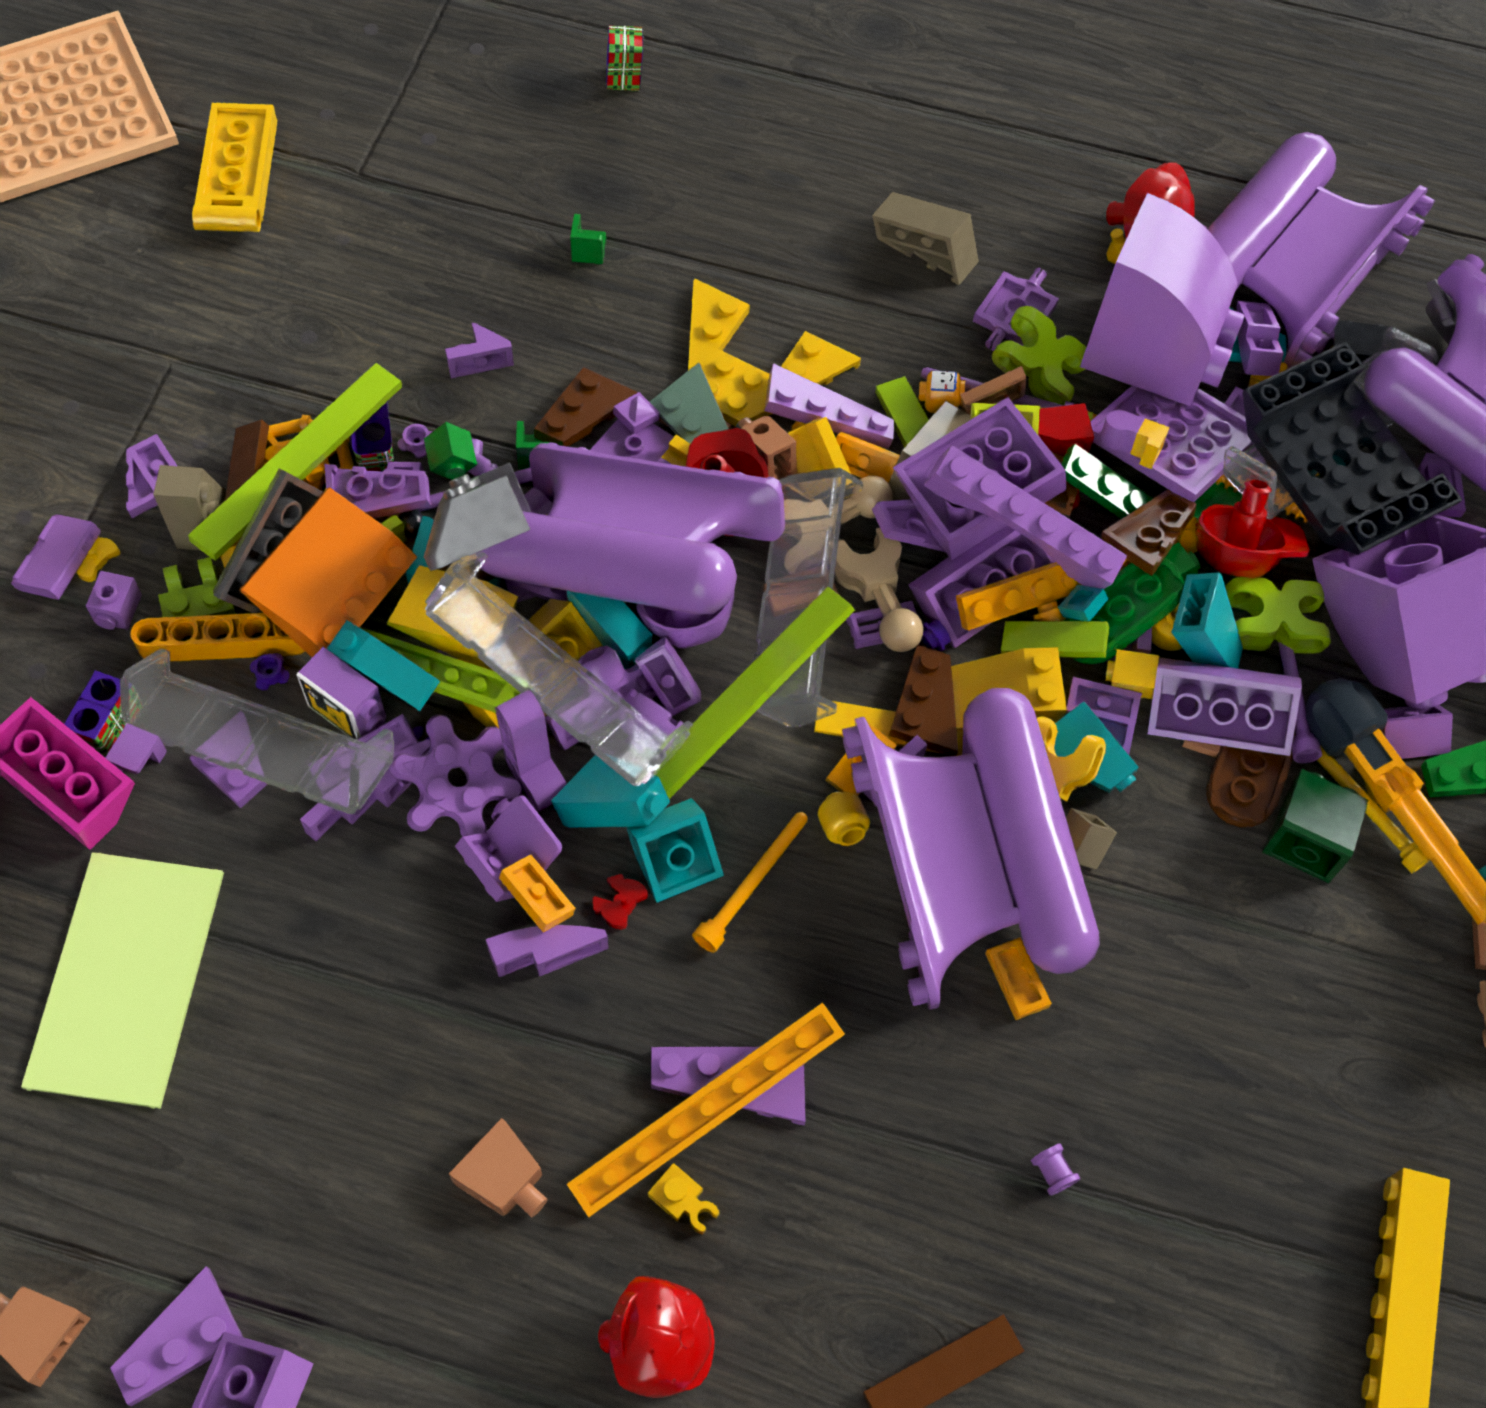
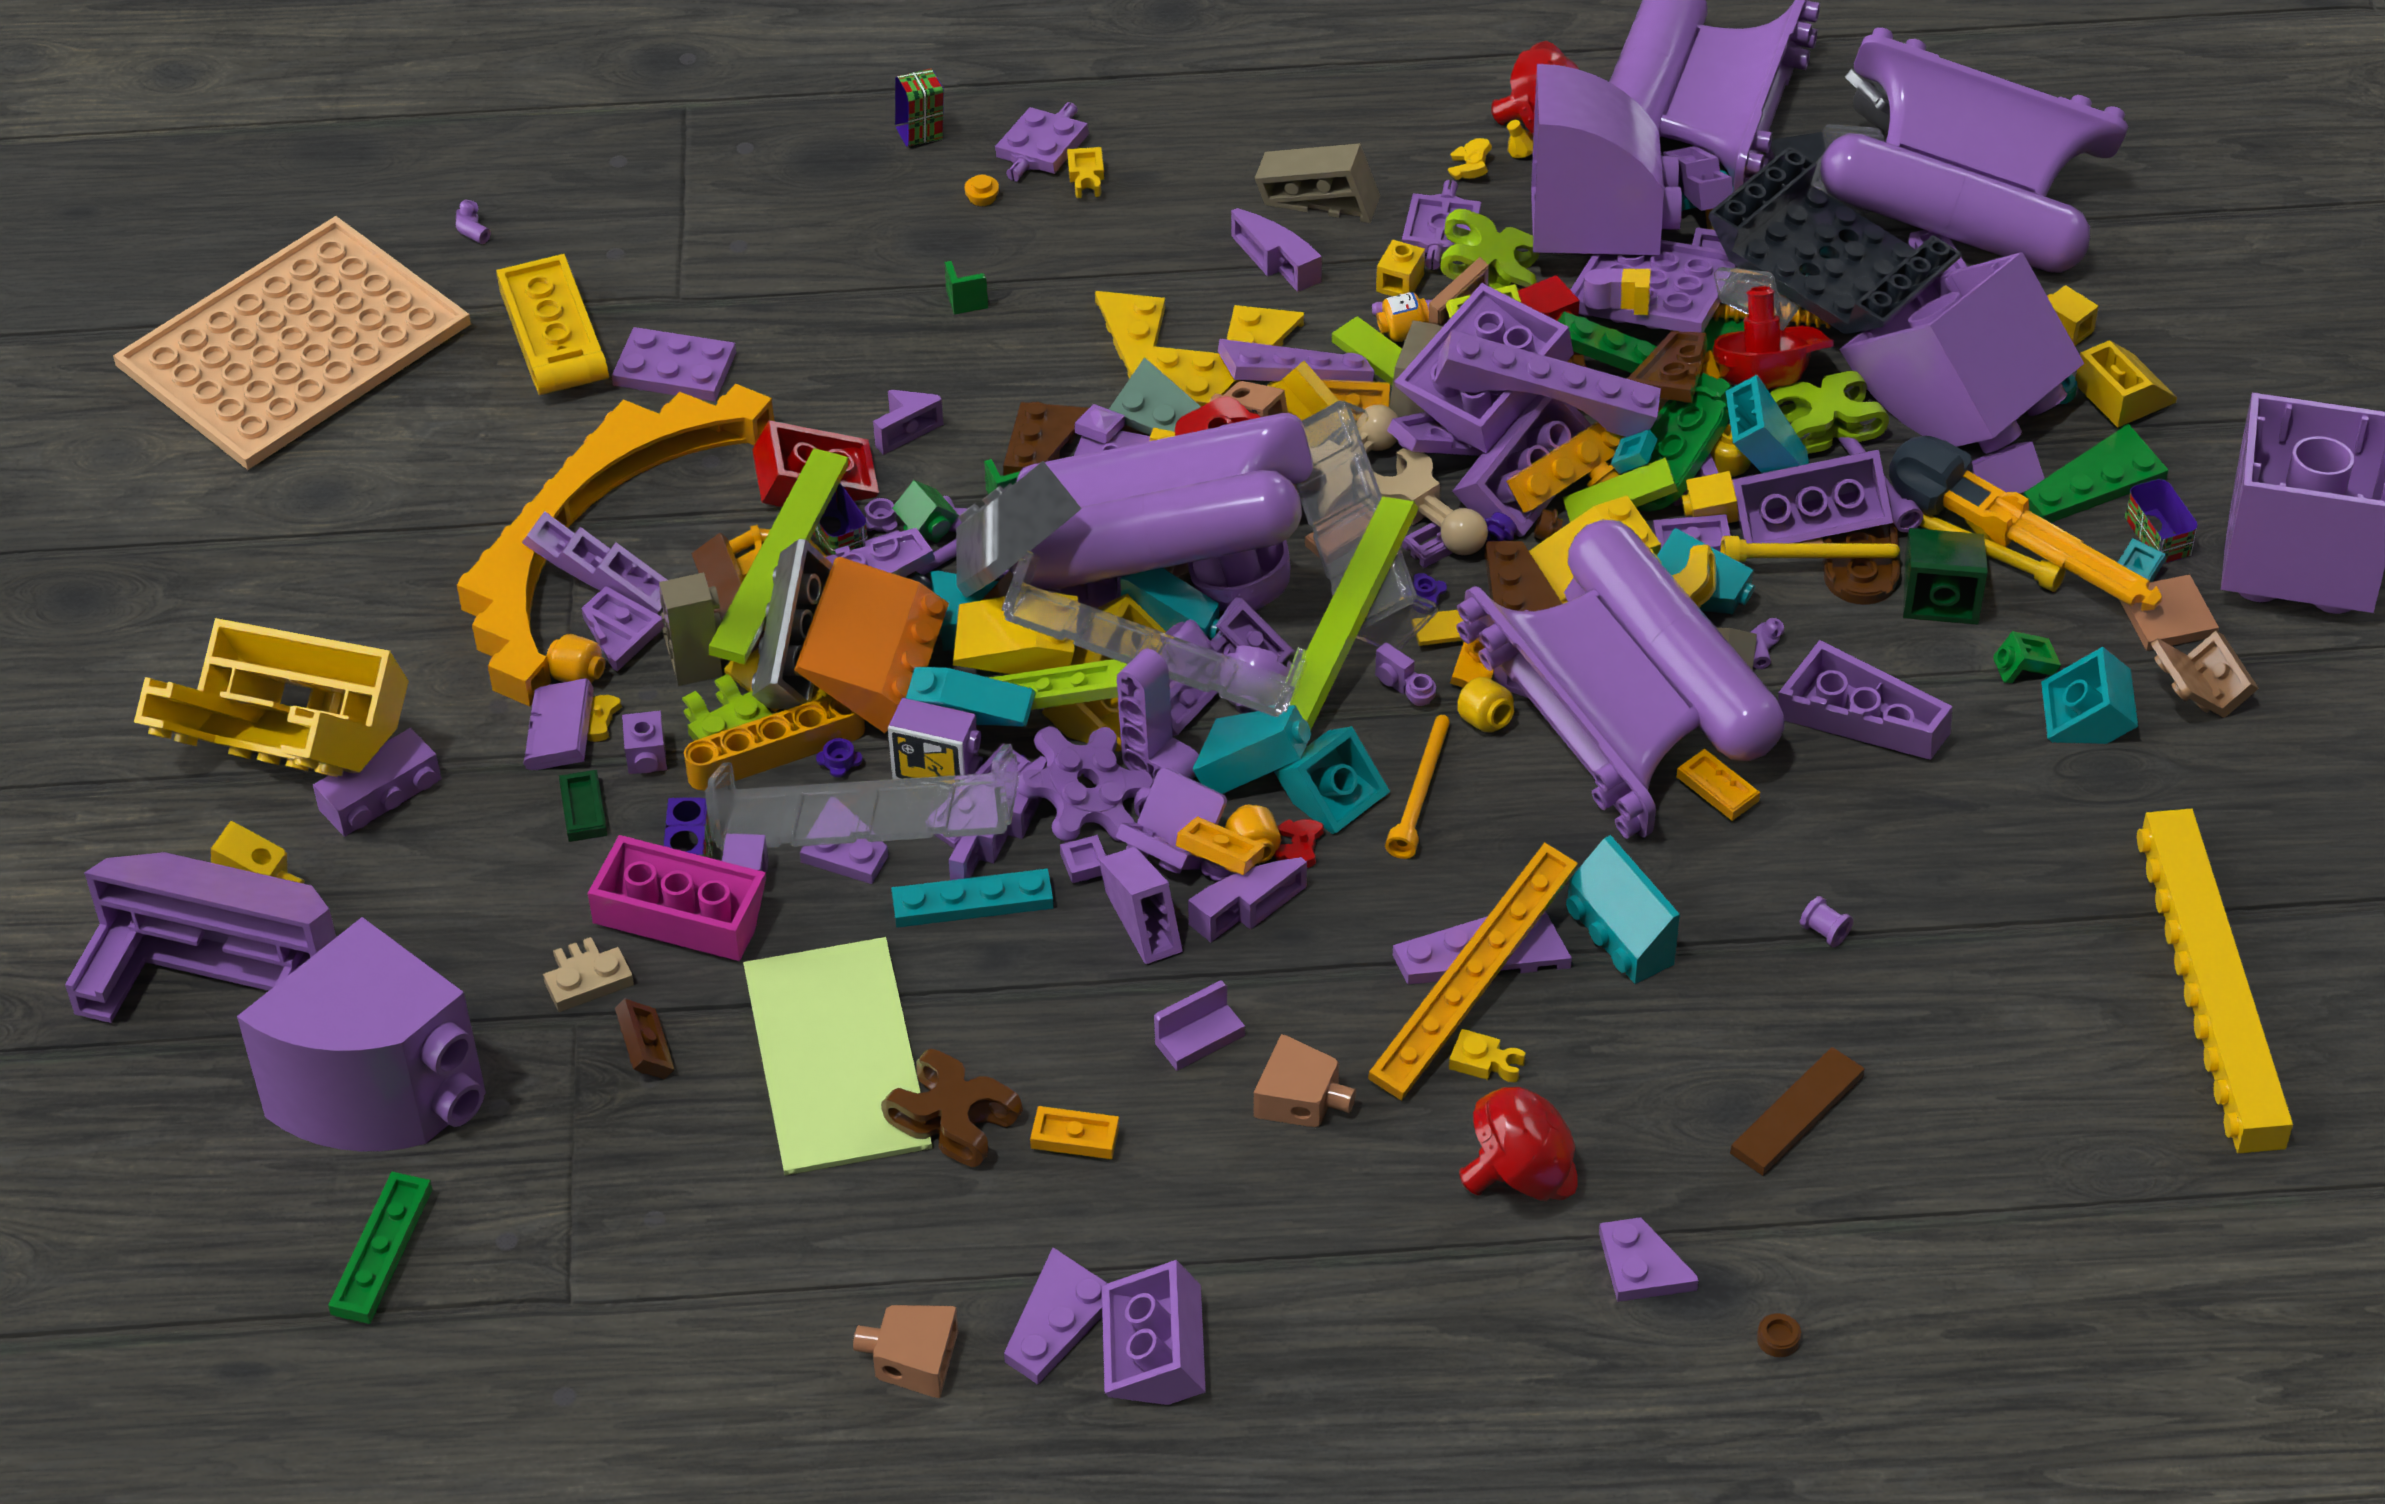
camera: 15 degrees left, 15 degrees down
(39, 642) = (582, 805): none -> dark green tile
(88, 392) = (624, 445): none -> light orange arch
(96, 499) = (575, 659): none -> light orange head
(159, 411) = (595, 562): none -> medium lavender slope
(186, 1081) = (952, 1107): none -> reddish brown piece
(222, 48) = (468, 223): none -> medium lavender arm
(283, 1146) = (1074, 1132): none -> light orange plate
(314, 856) = (972, 898): none -> teal plate
(320, 235) = (674, 364): none -> medium lavender plate
(362, 349) = (786, 448): none -> red slope
(424, 853) = (1082, 858): none -> medium lavender plate
(441, 1073) = (1197, 1026): none -> medium lavender panel
(448, 922) = (1142, 903): none -> medium lavender slope
(580, 881) = (1258, 825): none -> light orange head
(646, 150) = (981, 190): none -> light orange plate
(716, 119) = (1041, 140): none -> medium lavender plate
(739, 157) = (1086, 169): none -> yellow plate
(780, 753) = (1397, 671): none -> medium lavender plate
(843, 685) = (1428, 588): none -> dark purple plate
(864, 289) = (1276, 249): none -> medium lavender slope
(867, 1097) = (1624, 912): none -> slope
(961, 343) = (1400, 269): none -> yellow brick
(980, 646) = (1547, 524): none -> reddish brown plate
(1073, 251) = (1474, 155): none -> yellow piece
(1127, 831) = (1767, 636): none -> medium lavender arm
(1134, 736) = (1741, 550): none -> yellow piece
(1183, 941) = (1863, 704): none -> medium lavender wedge
(1358, 939) = (2026, 653): none -> green bracket
(1399, 1013) = (2090, 700): none -> teal slope

